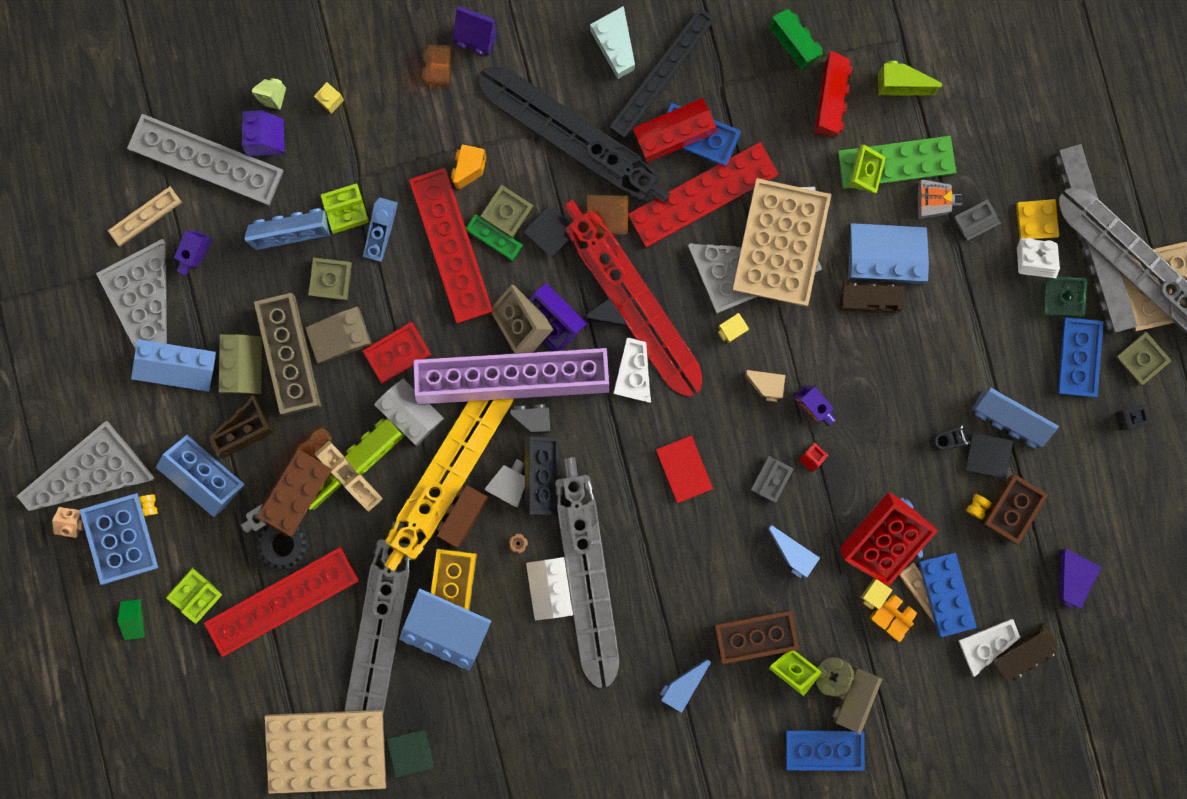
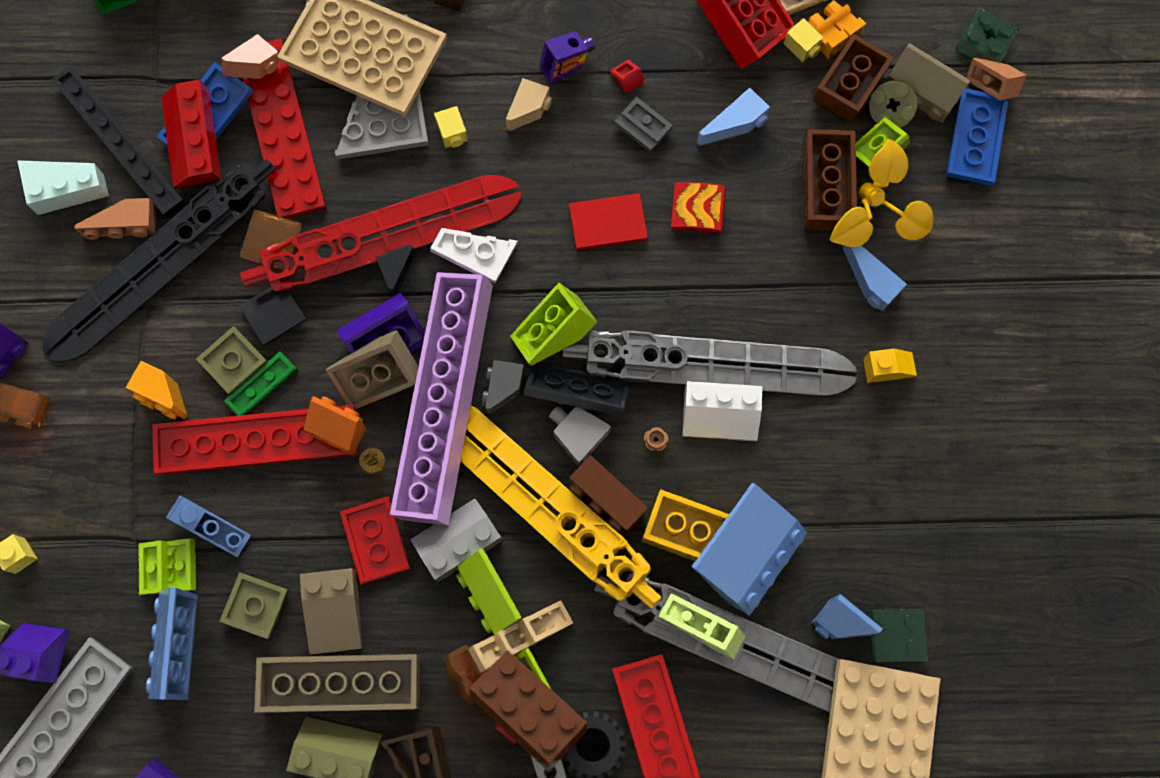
camera: 75 degrees left, 10 degrees down
(381, 605) = (703, 626): none -> yellowish green slope
(408, 708) = (843, 620): none -> medium blue slope
(448, 332) = (369, 456): none -> clear yellow cone
(469, 303) = (333, 425): none -> orange slope
(586, 446) = (553, 325): none -> lime slope
(600, 99) = (126, 217): none -> nougat slope
(615, 712) = (889, 365): none -> yellow slope
(712, 537) = (698, 207): none -> slope
(748, 160) = (250, 60): none -> nougat slope
(768, 678) = (887, 165): none -> yellow plant
(849, 640) = (853, 78): none -> reddish brown brick
(877, 757) = (996, 78): none -> nougat slope
(904, 752) = (992, 27): none -> clear green brick

